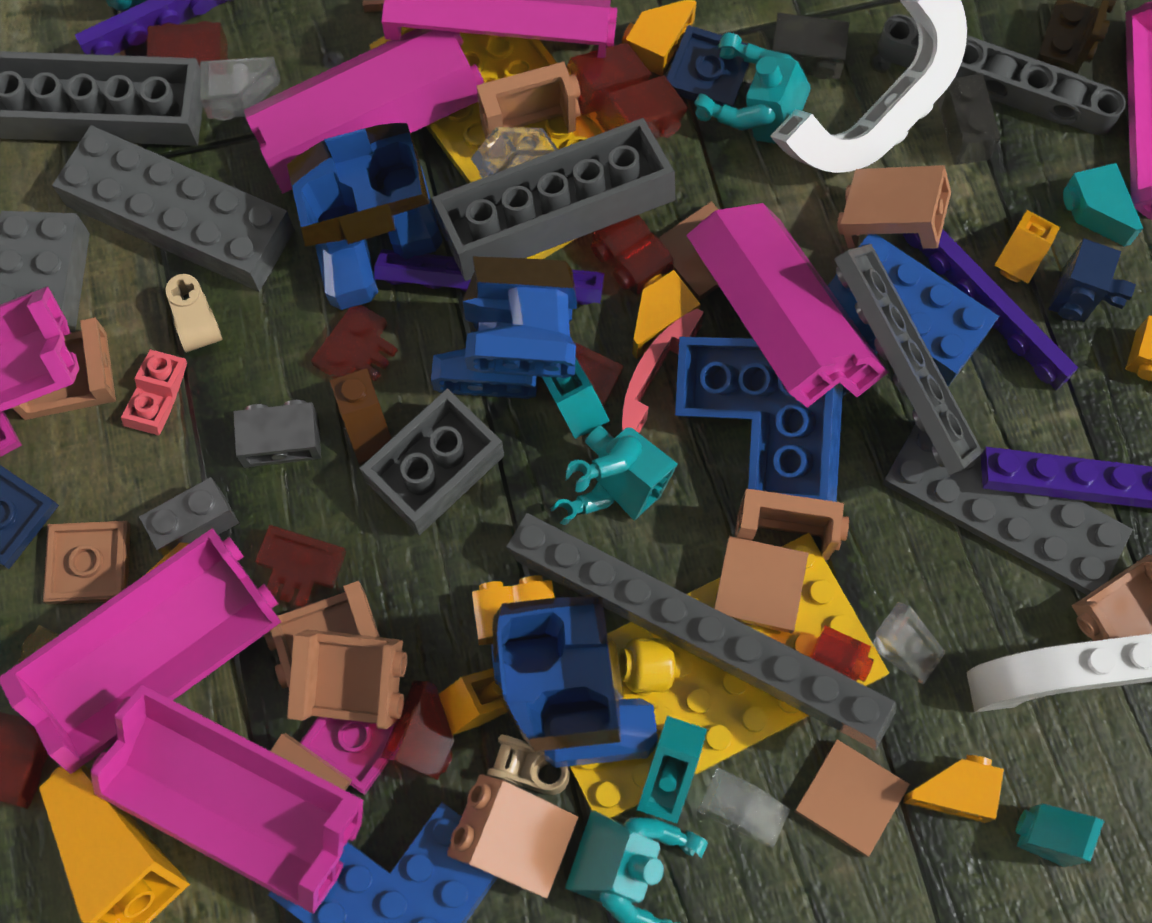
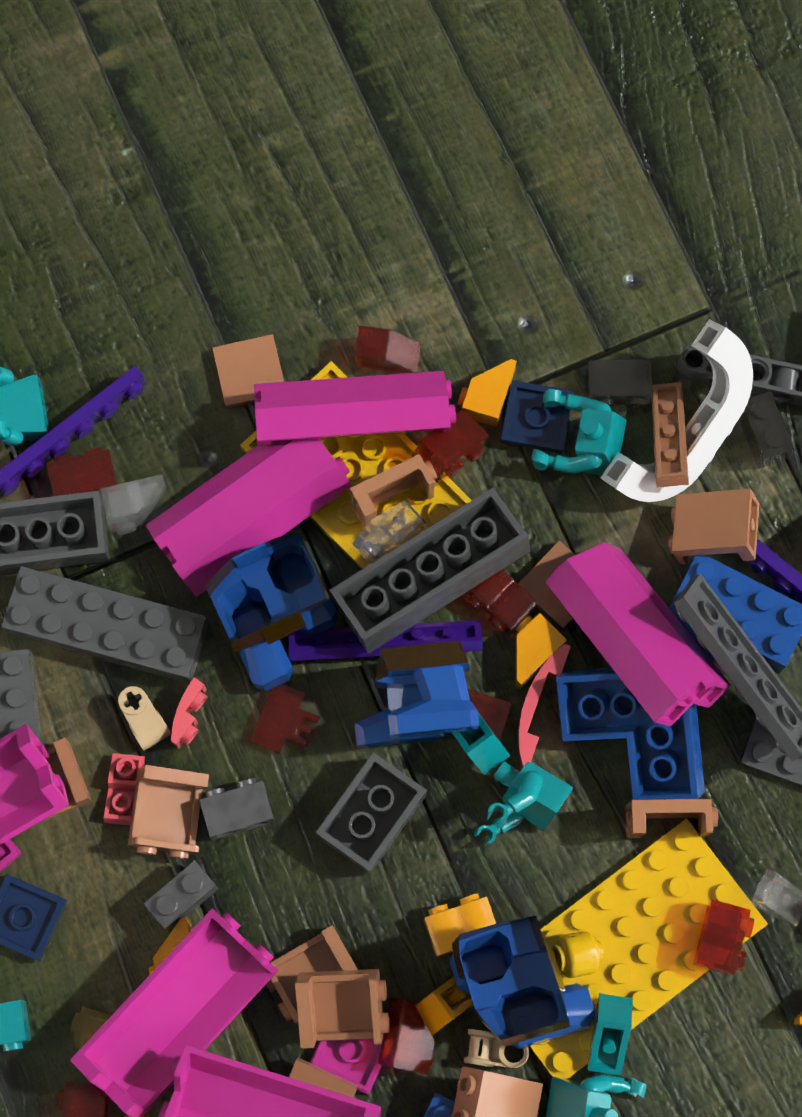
camera: 10 degrees left, 5 degrees up
(86, 562) = (102, 944): nougat tile -> none
(194, 419) = (166, 811): none -> nougat panel
(237, 330) = (184, 723): none -> coral slope
(298, 563) = (277, 915): clear red hinge -> none
(361, 414) = (304, 783): reddish brown slope -> none
(651, 100) = (489, 468): clear red brick -> none
(705, 631) = (613, 920): dark grey brick -> none
(743, 807) = (669, 1052): clear slope -> none
(761, 584) = (654, 871): nougat tile -> none
(852, 798) = (753, 1029): nougat tile -> none
(858, 103) = (669, 435): none -> nougat tile

